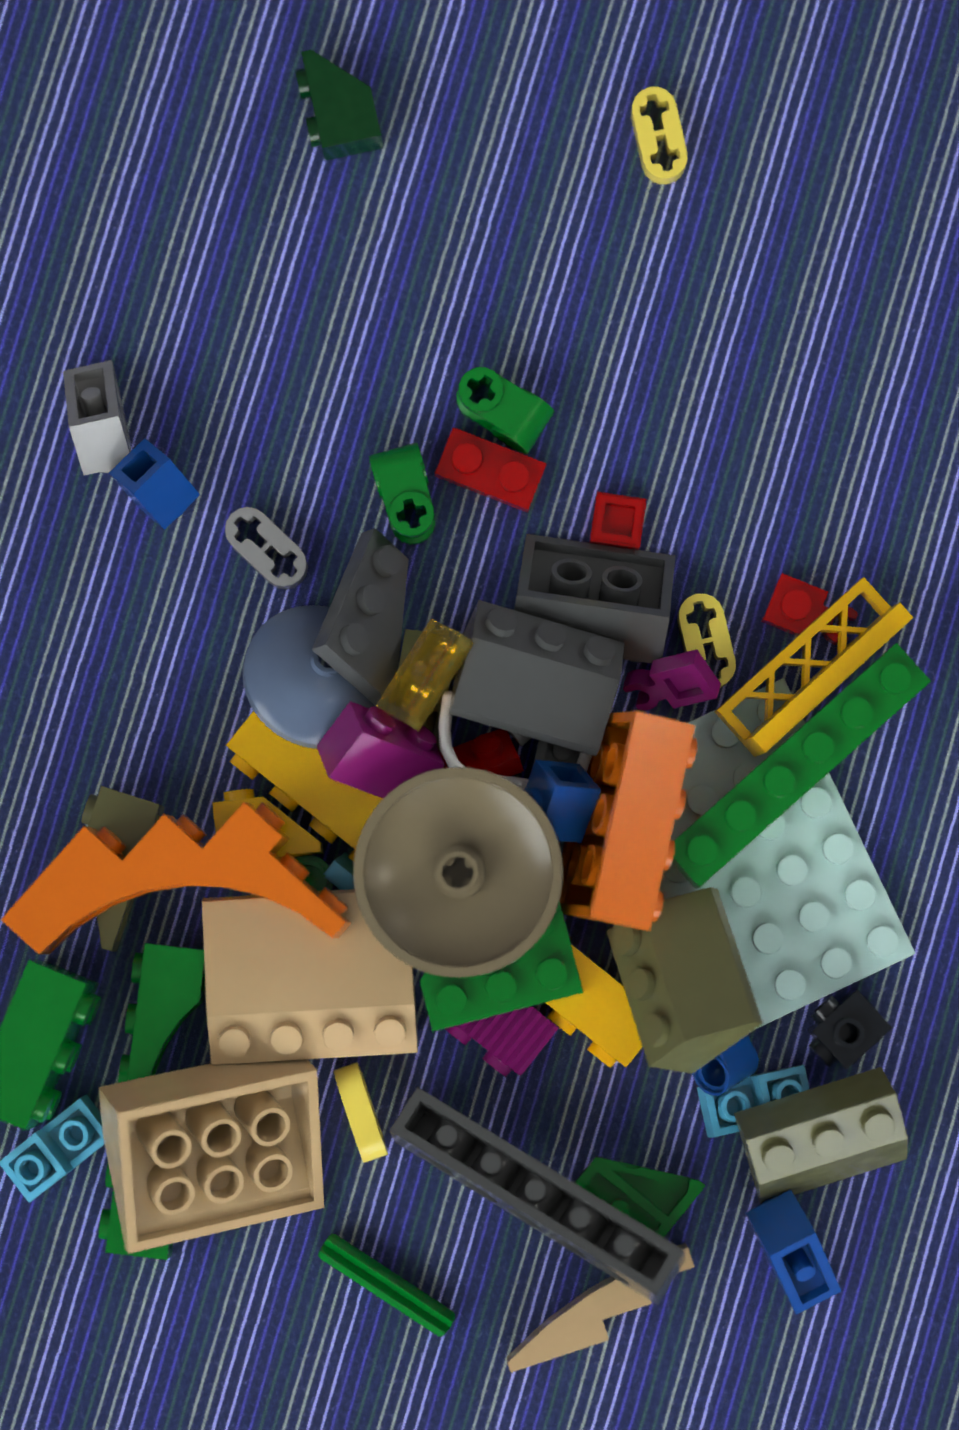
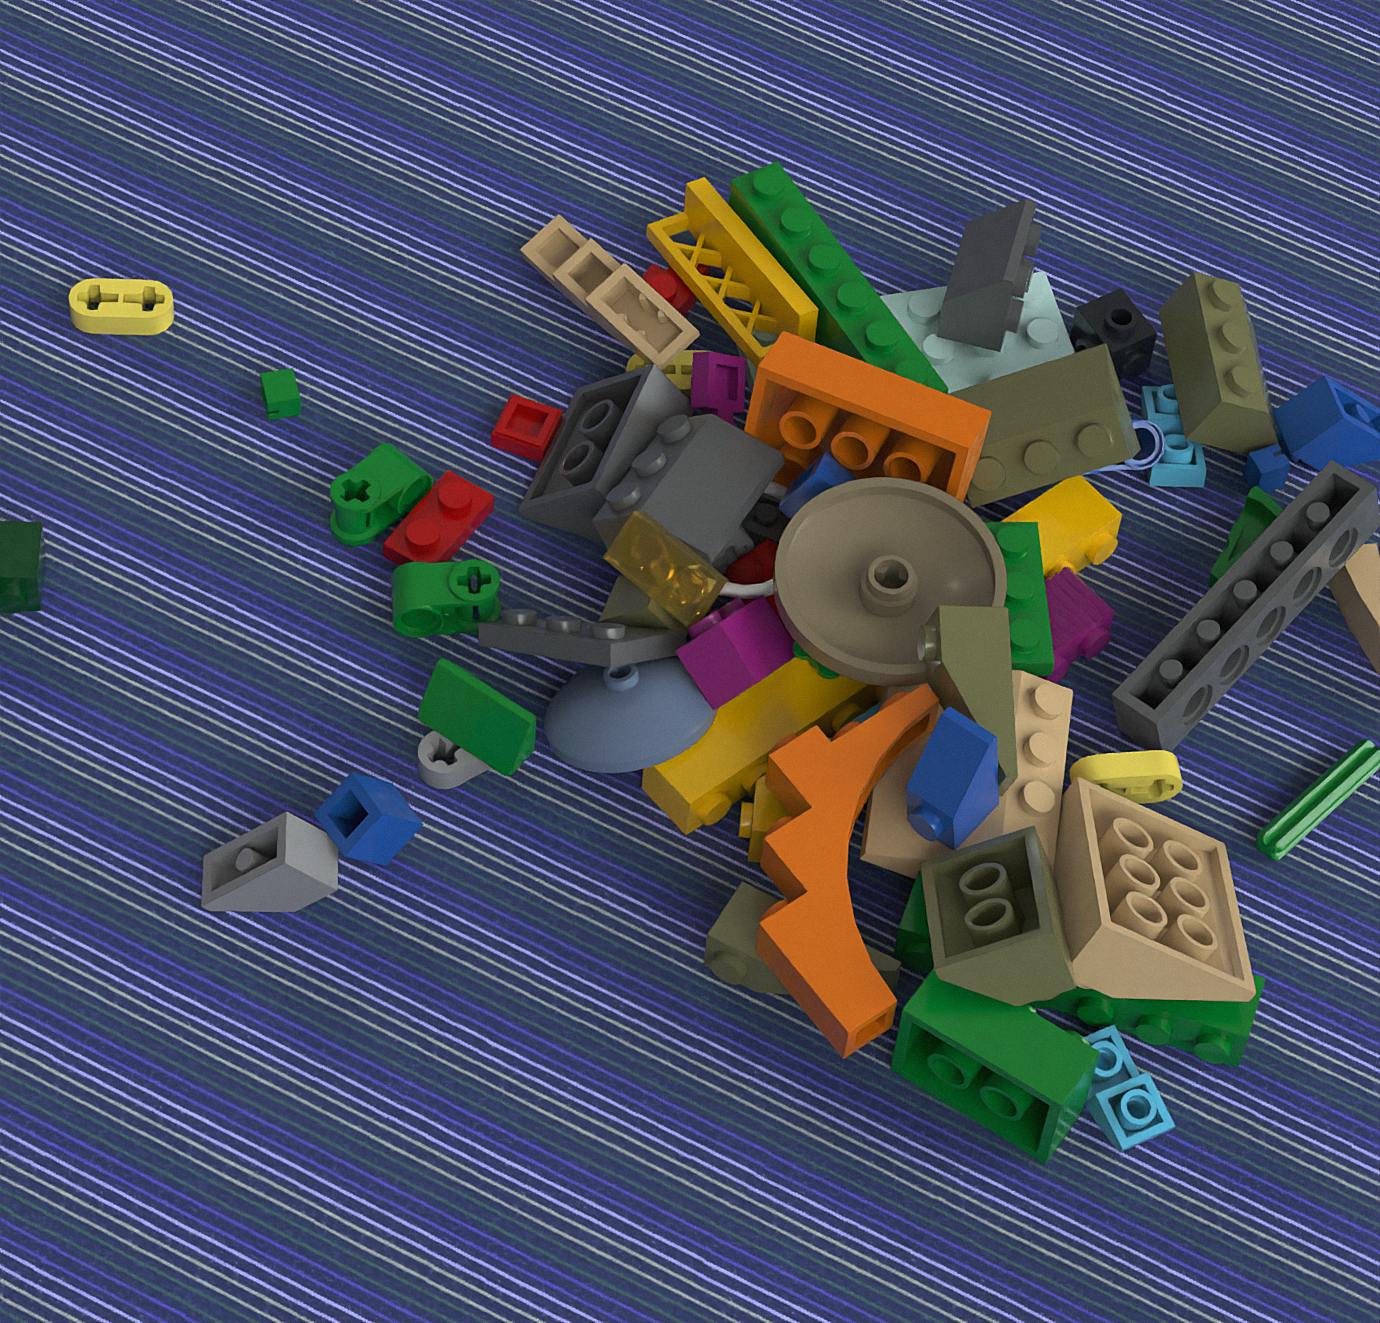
camera: 85 degrees left, 30 degrees down
(130, 1024) = (998, 920): none -> olive slope
(250, 963) = (953, 781): none -> blue slope
(272, 549) = (477, 718): none -> green slope
(360, 960) = (972, 672): none -> olive slope
(597, 298) = (280, 394): none -> green piece
(732, 1189) = (1266, 469): none -> blue piece
(772, 561) = (609, 293): none -> tan slope
(857, 900) = (989, 277): none -> dark grey slope

